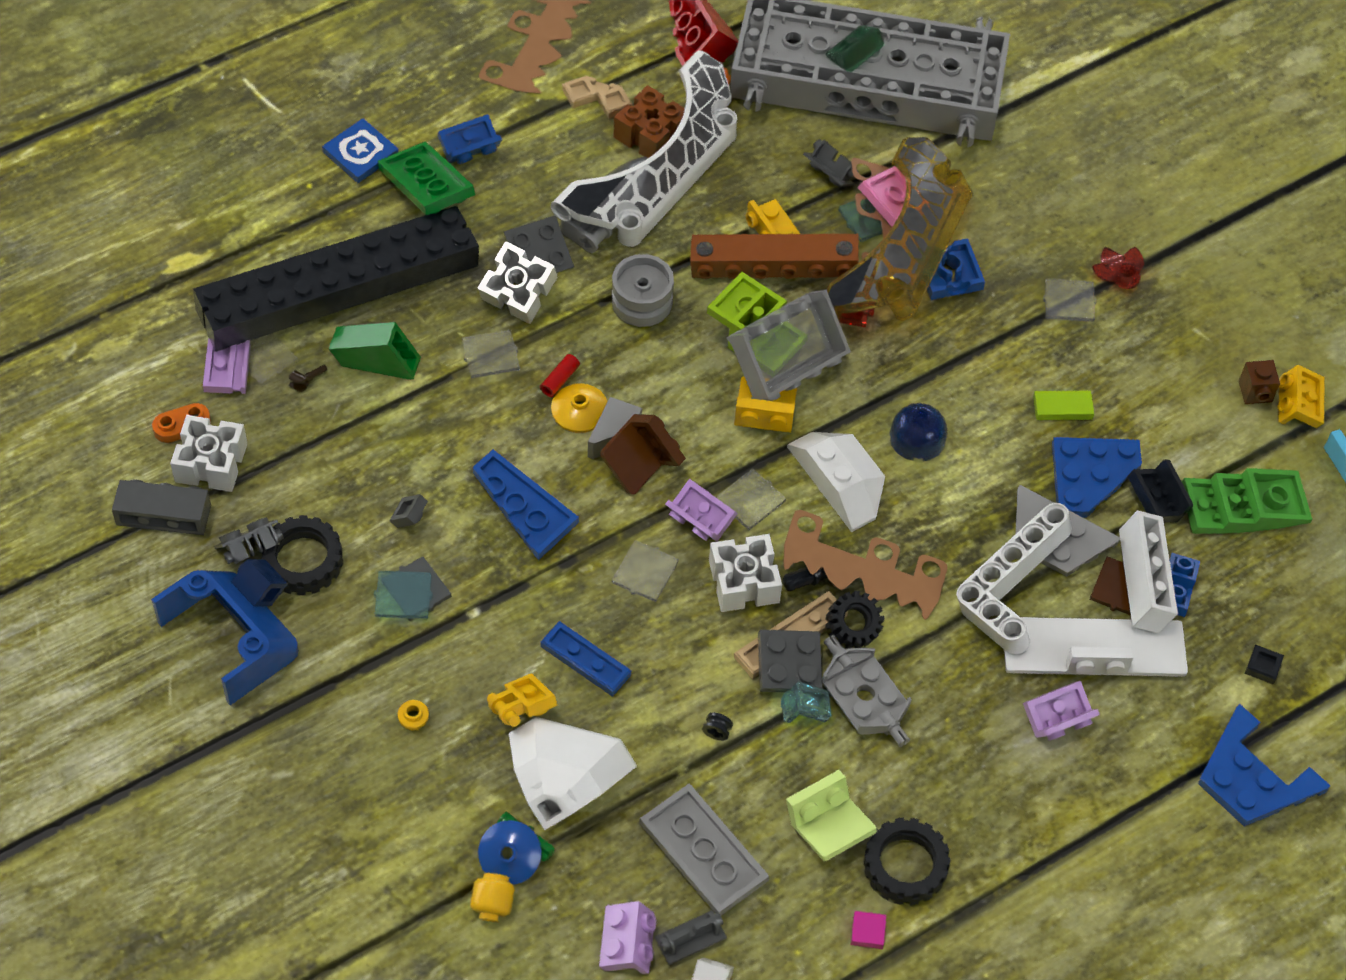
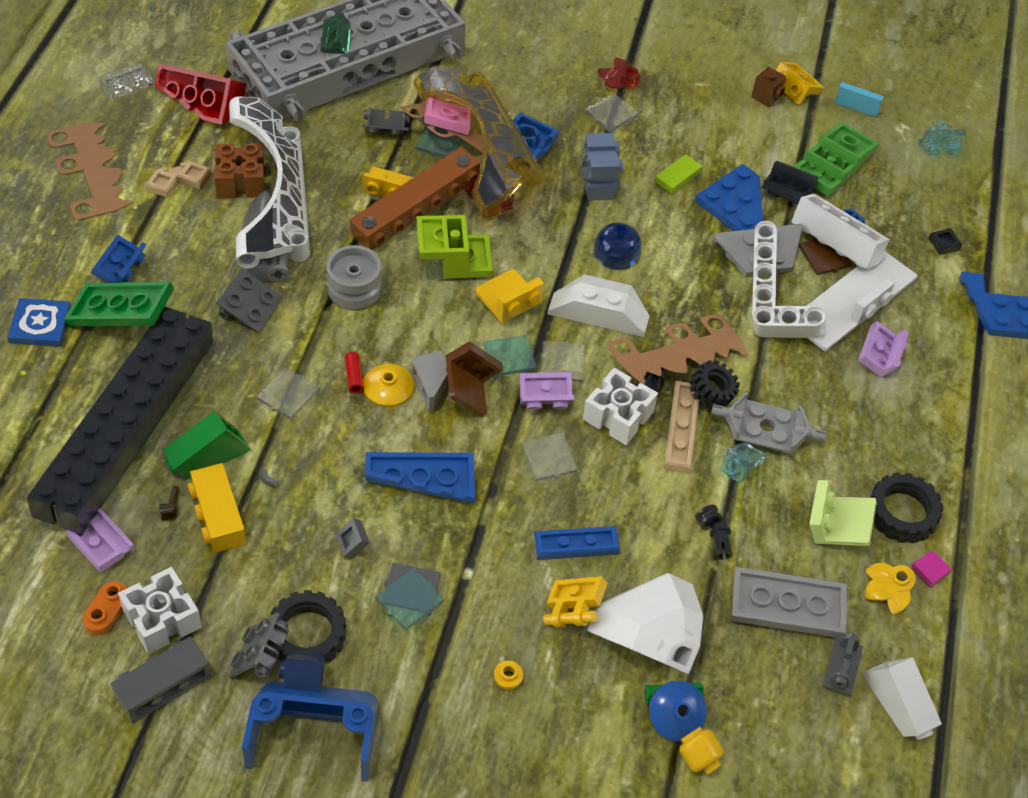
camera: 45 degrees left, 5 degrees down
(334, 406) = (216, 508): none -> yellow brick
(400, 413) = (273, 482): none -> light grey leg
(513, 268) = (278, 334): white brick -> none
(627, 937) = (808, 701): lavender bracket -> none
(707, 754) = (720, 534): none -> black pin
(710, 459) = (513, 353): none -> clear light blue piece
(788, 658) = (703, 440): dark grey plate -> none
(789, 345) = (494, 242): window -> none
(807, 911) = (887, 586): none -> yellow plate
(980, 343) = (601, 166): none -> sand blue brick

